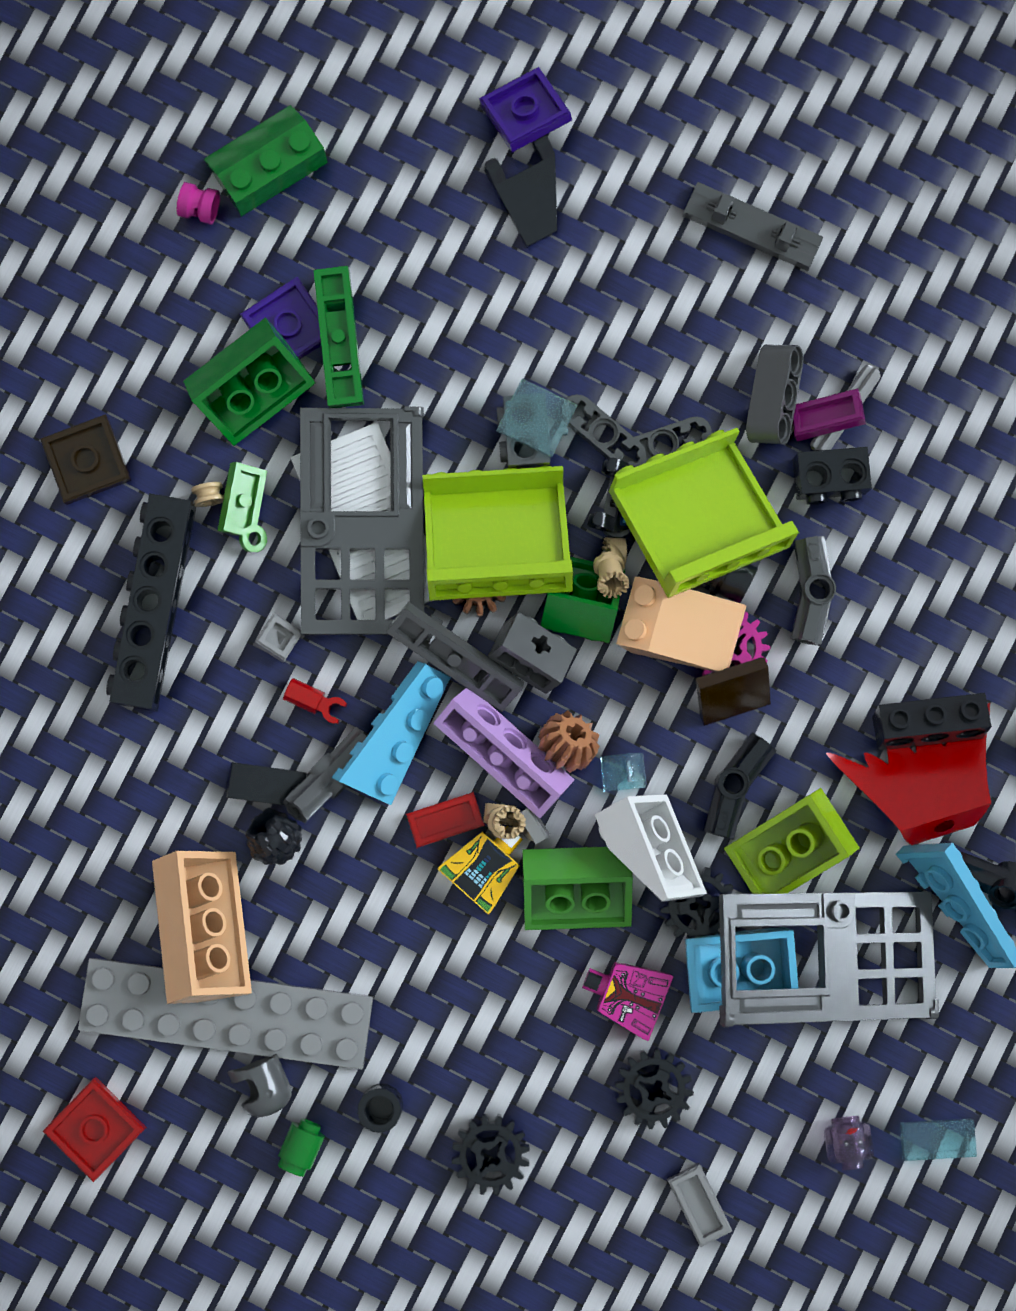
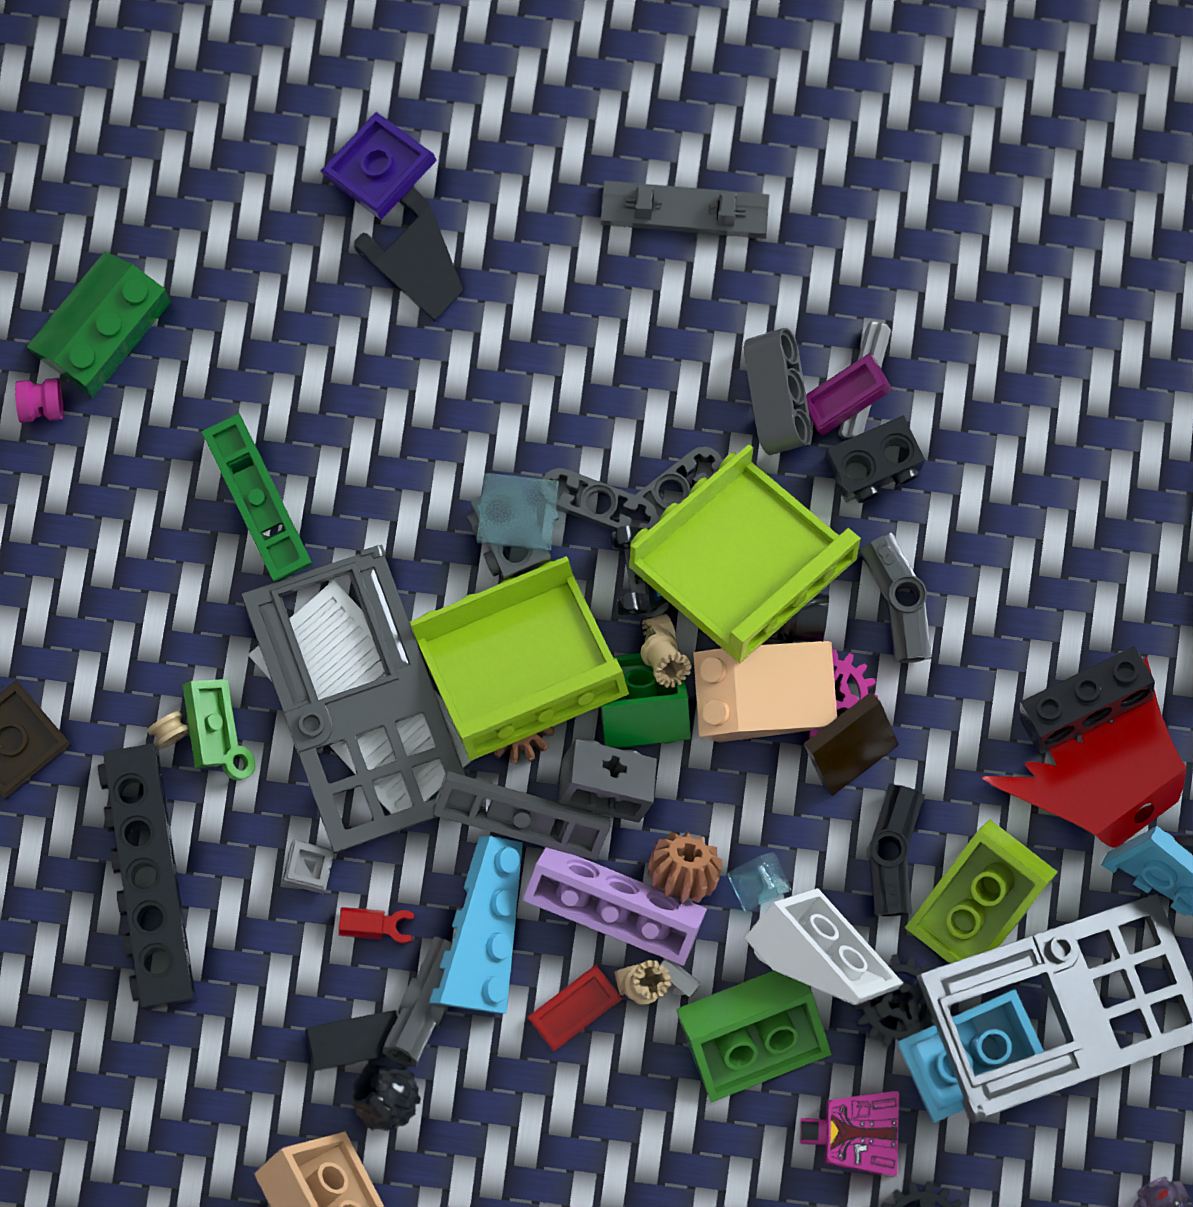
camera: 20 degrees left, 5 degrees down
(248, 382) = (171, 585): green slope -> none
(292, 315) = (188, 504): dark purple tile -> none
(483, 869) = (638, 1047): torso -> none

